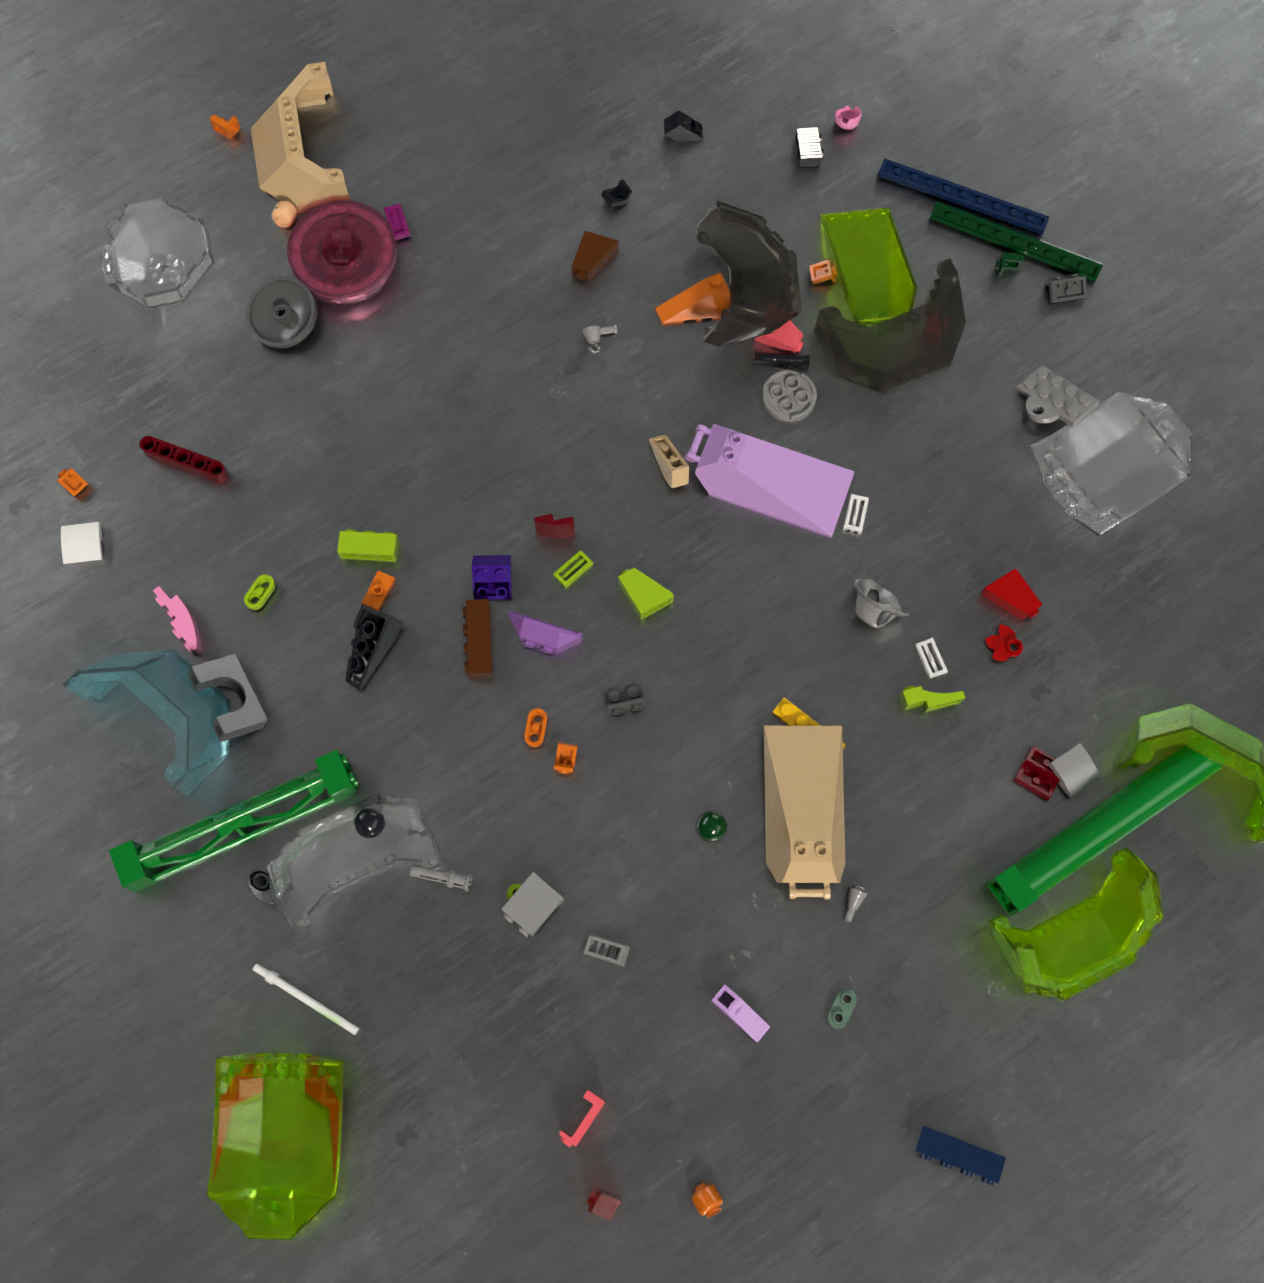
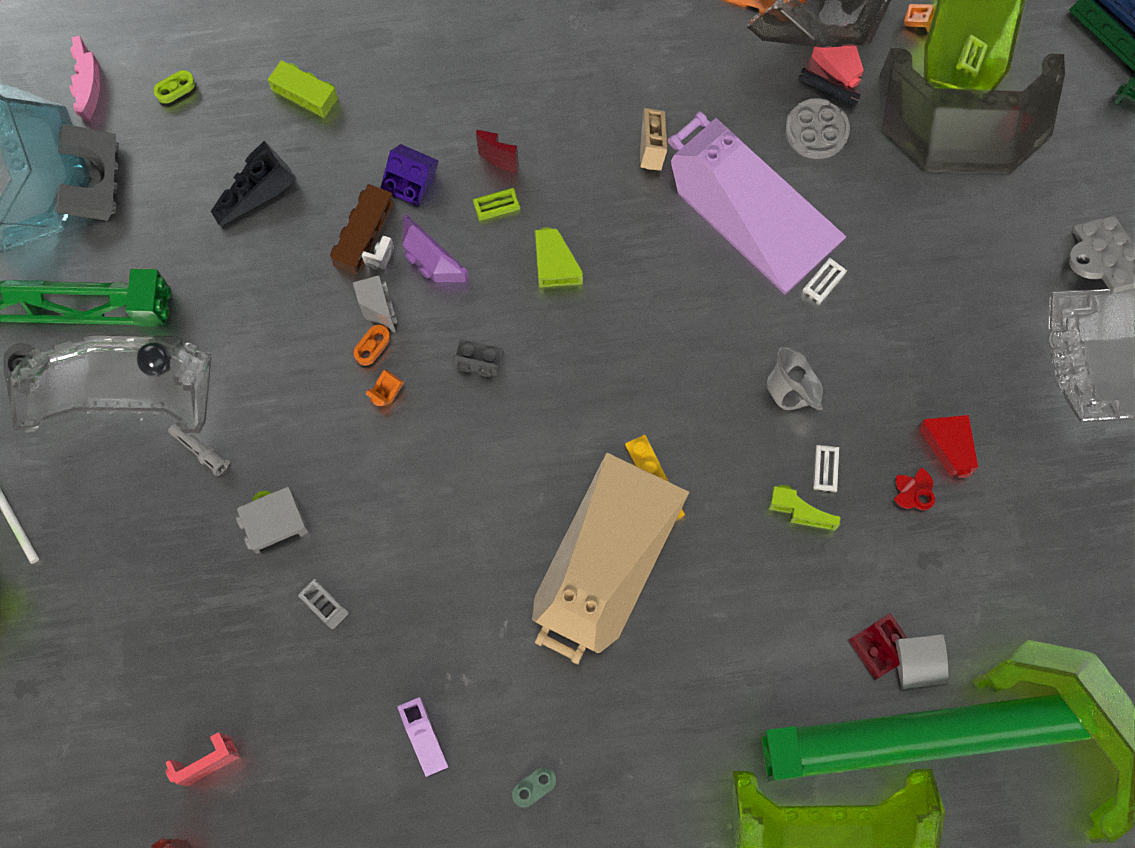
camera: 30 degrees right, 0 degrees up
(378, 590) = (290, 137): orange plate -> none
(504, 649) = (381, 254): none -> white bracket
(523, 694) = (375, 302): none -> light grey slope
(711, 826) = (498, 530): dark green hair -> none
(855, 898) = (609, 678): light grey cone -> none
(875, 286) = (965, 51): none -> lime tile

